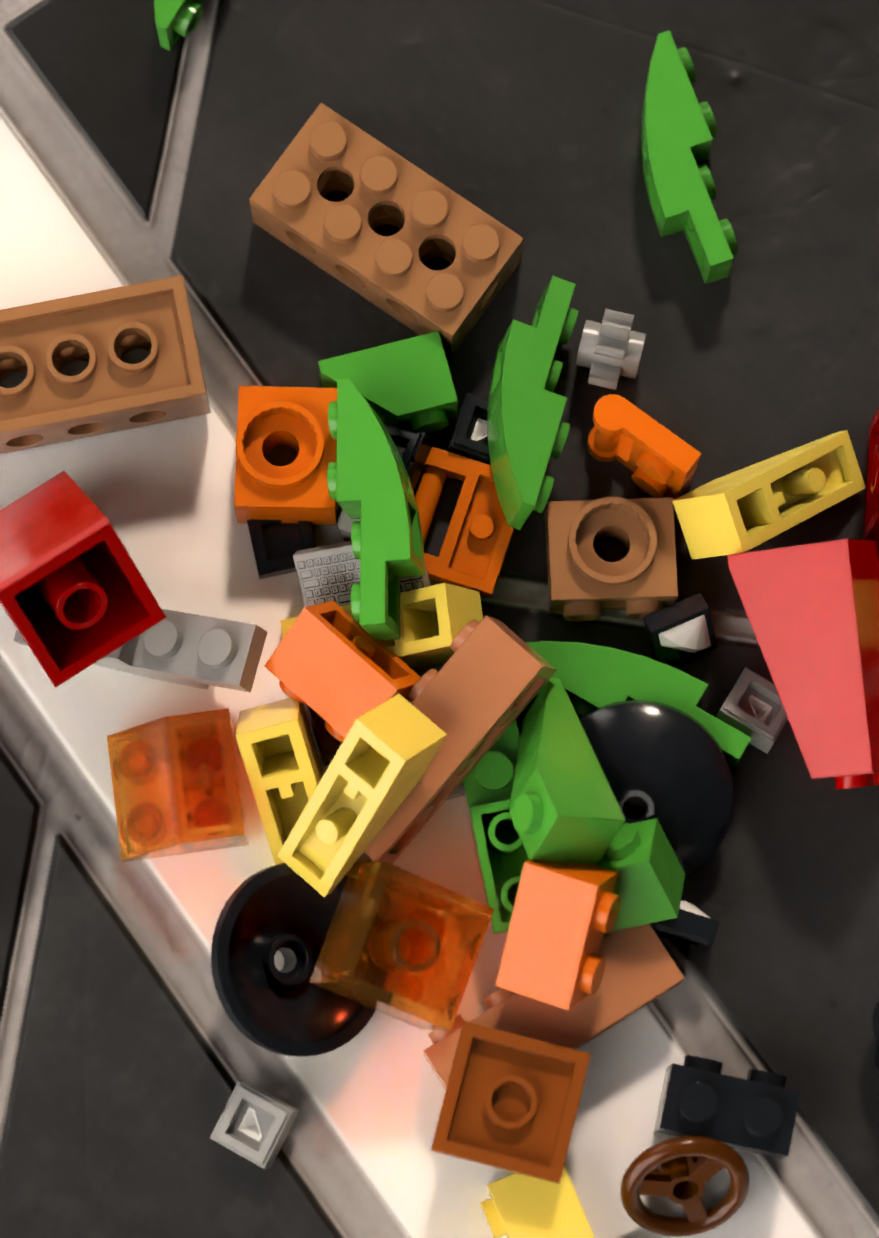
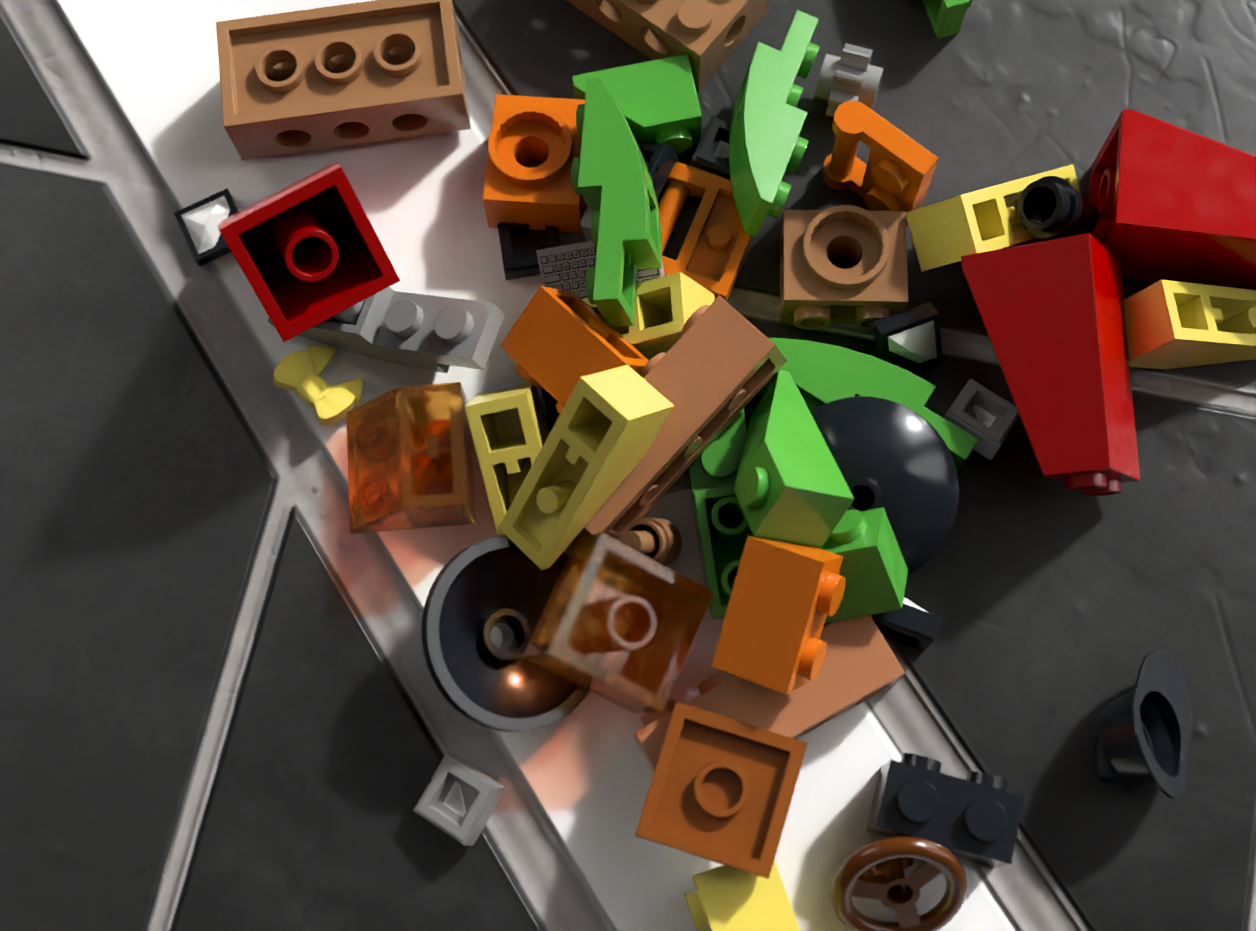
camera: 10 degrees right, 5 degrees down
(87, 724) = (302, 374): none -> light yellow piece
(430, 856) = (654, 538): none -> medium nougat cylinder
(825, 493) = (1055, 209): none -> black cone

